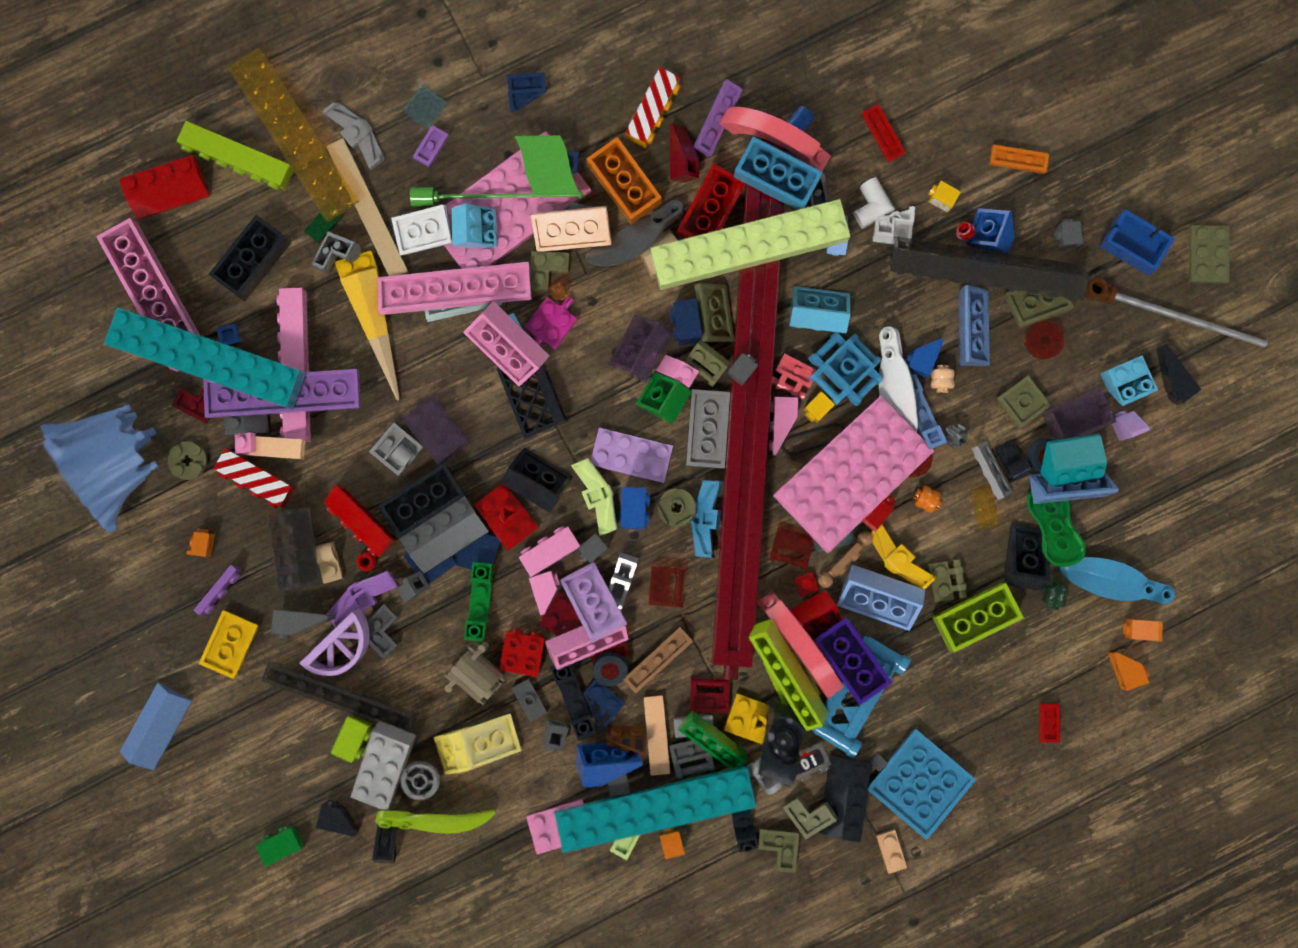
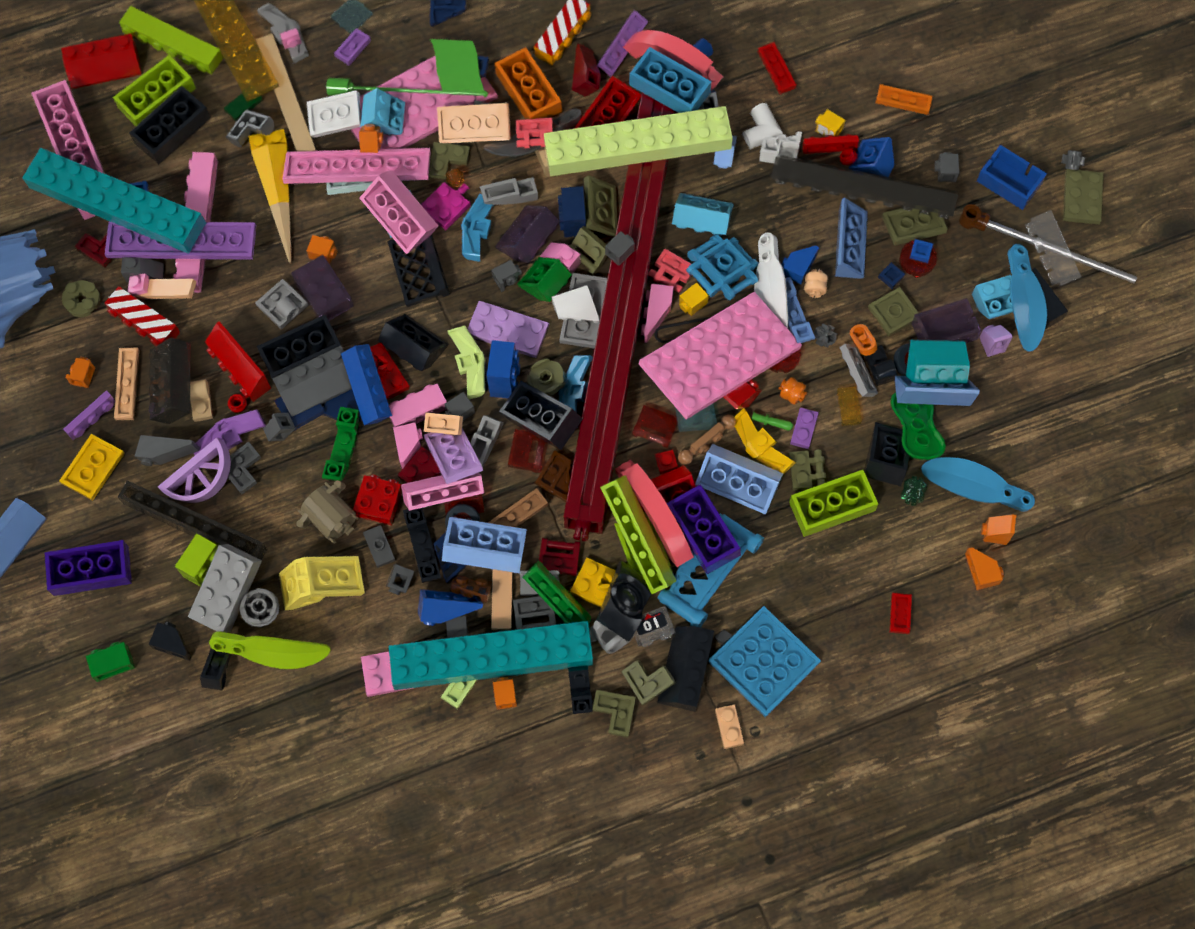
camera: 10 degrees right, 15 degrees down
(226, 220) = (152, 89): none -> lime brick
(236, 765) = (81, 577): none -> dark purple brick
(249, 549) = (126, 384): none -> light nougat tile
(364, 145) = (290, 38): none -> bright pink plate
(430, 384) = (321, 246): none -> orange brick
(465, 259) = (370, 138): none -> orange brick
(496, 537) = (366, 384): none -> blue brick
(579, 570) = (443, 423): none -> light nougat plate
(586, 345) = (475, 227): none -> dark azure plate
(617, 304) = (509, 192): none -> light grey slope
(624, 397) = (506, 274): none -> dark grey brick
(635, 695) = (484, 545): none -> light blue slope
(636, 230) = (532, 128): none -> coral plate
(678, 556) = (541, 415): none -> black brick
(697, 611) = (555, 476): none -> reddish brown wing
(700, 428) = (575, 305): none -> white slope
(915, 533) = (783, 424): none -> bright green piece
(941, 536) = (804, 428): none -> medium lavender plate
(946, 217) = (830, 144): none -> red plate
(996, 438) = (863, 339): none -> orange plate
(1018, 362) = (891, 275): none -> dark blue plate
(1049, 335) = (921, 251): none -> blue plate
(1159, 379) = (1026, 299): none -> dark azure plant
(1183, 315) = (1056, 250): none -> clear windscreen
(1199, 215) = (1073, 159): none -> dark grey gear

